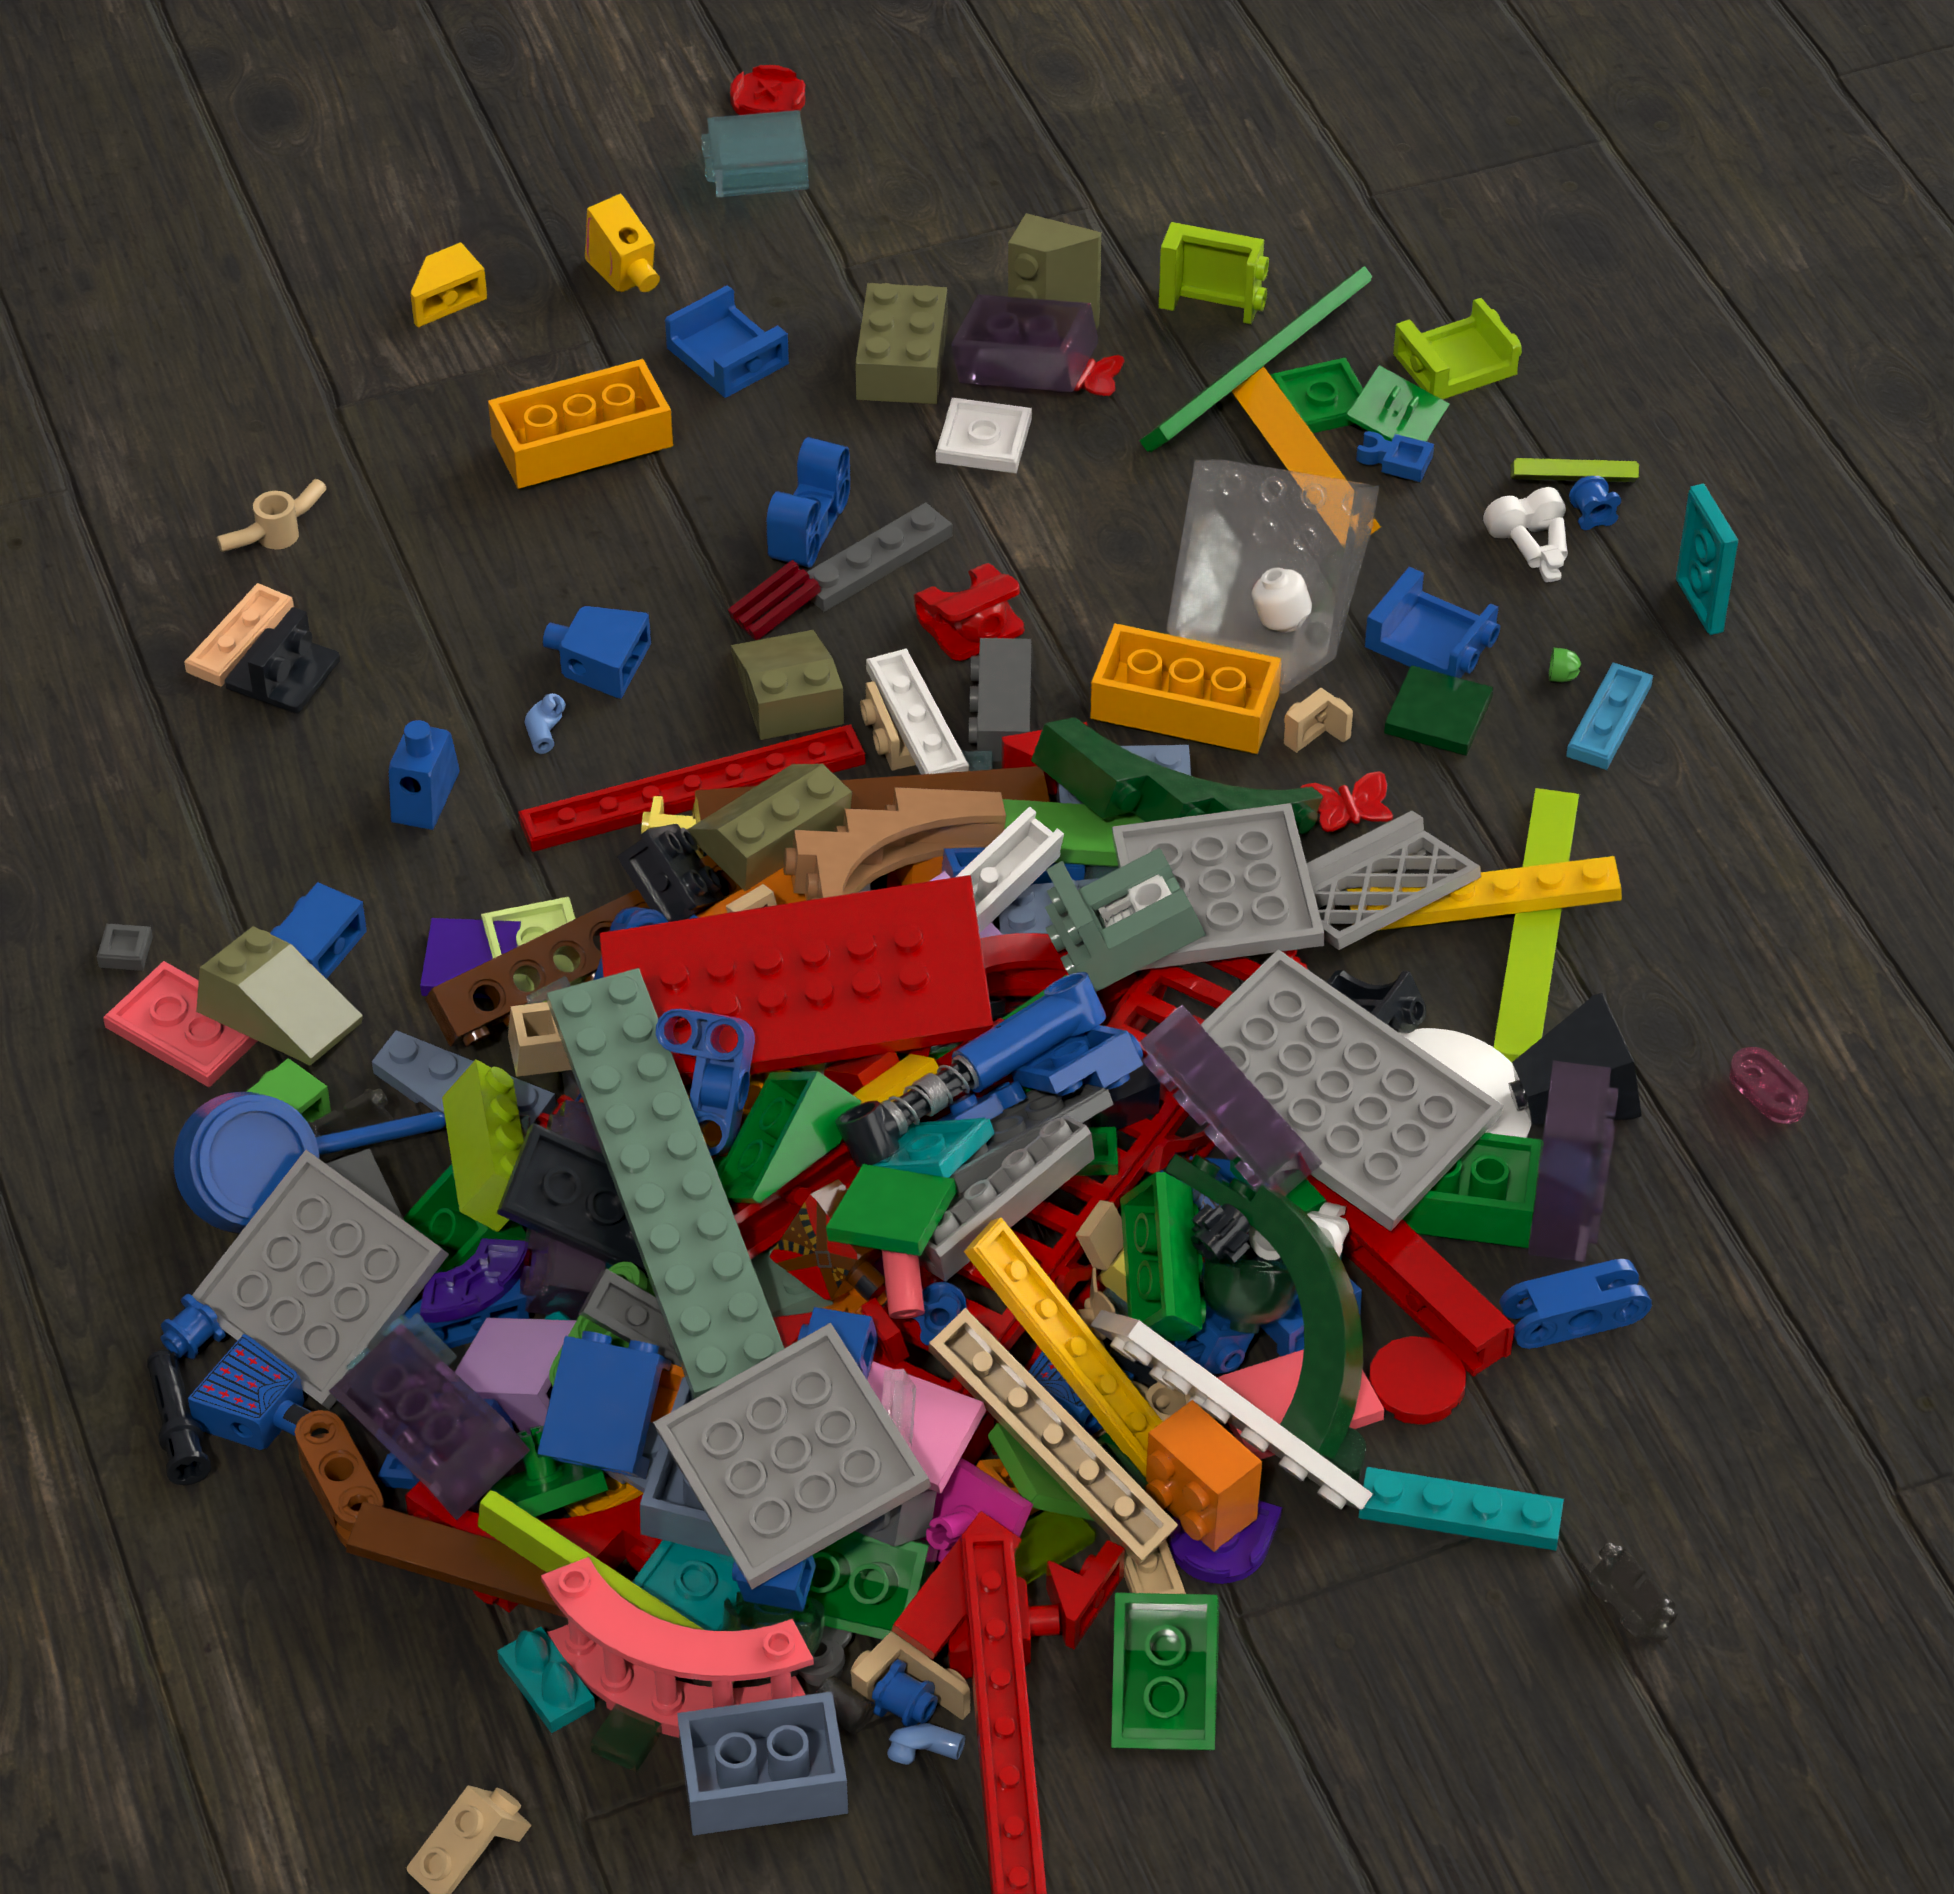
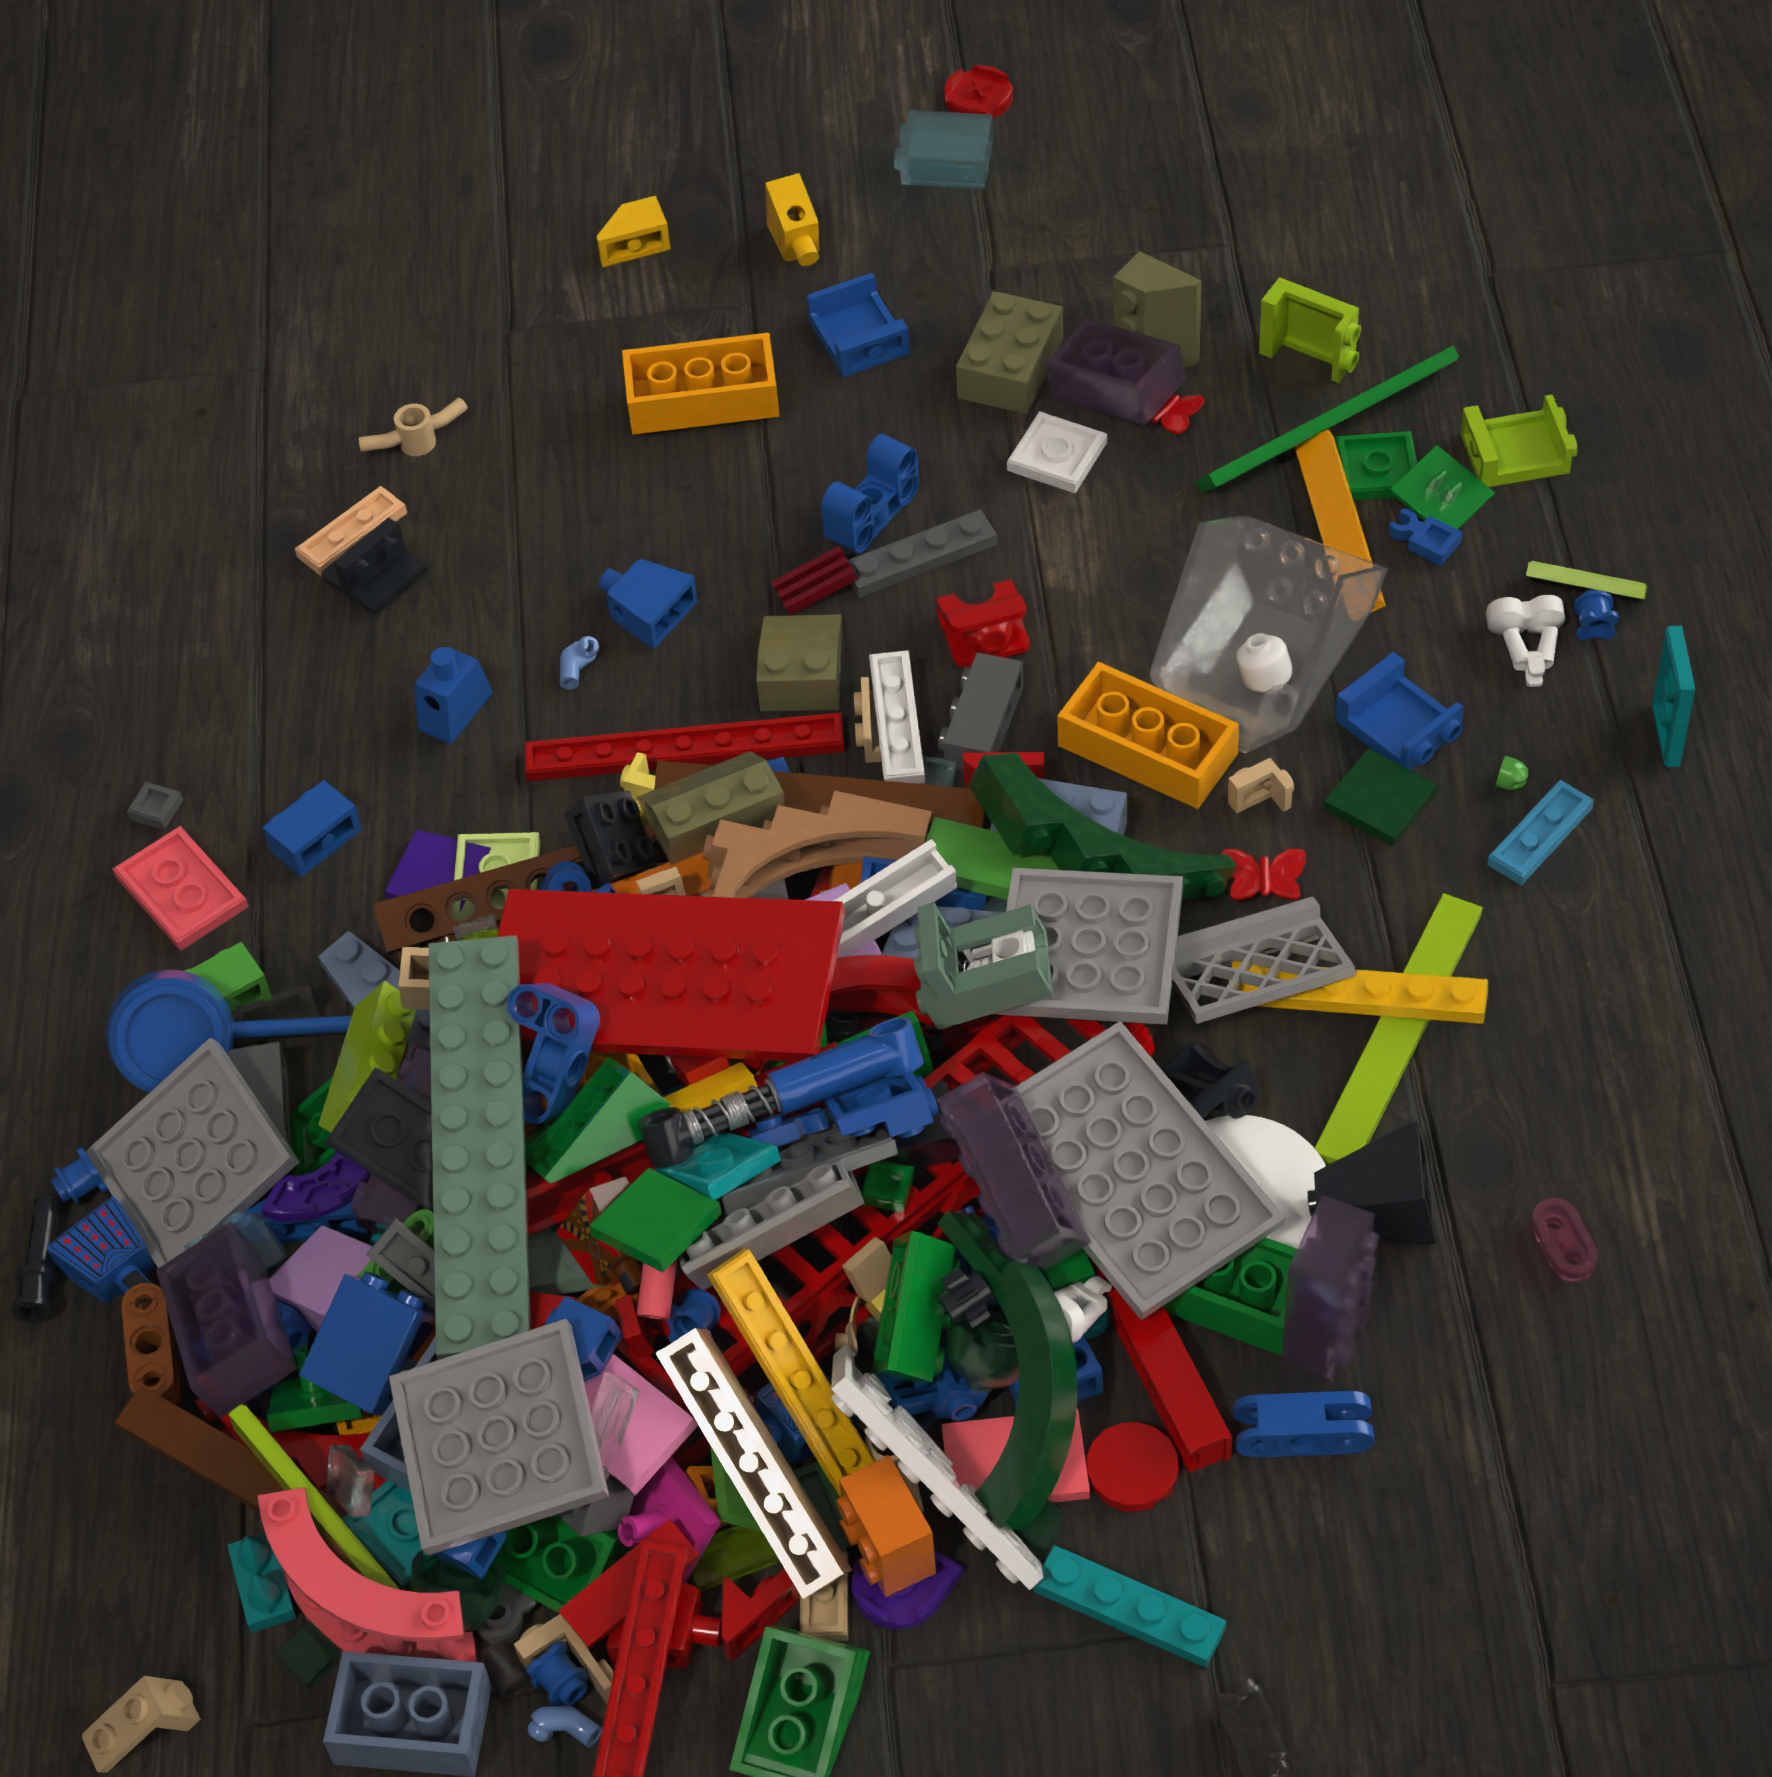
camera: 20 degrees right, 5 degrees up
(274, 997) = (254, 881): slope -> none
(628, 1545) = (350, 1480): none -> clear tile

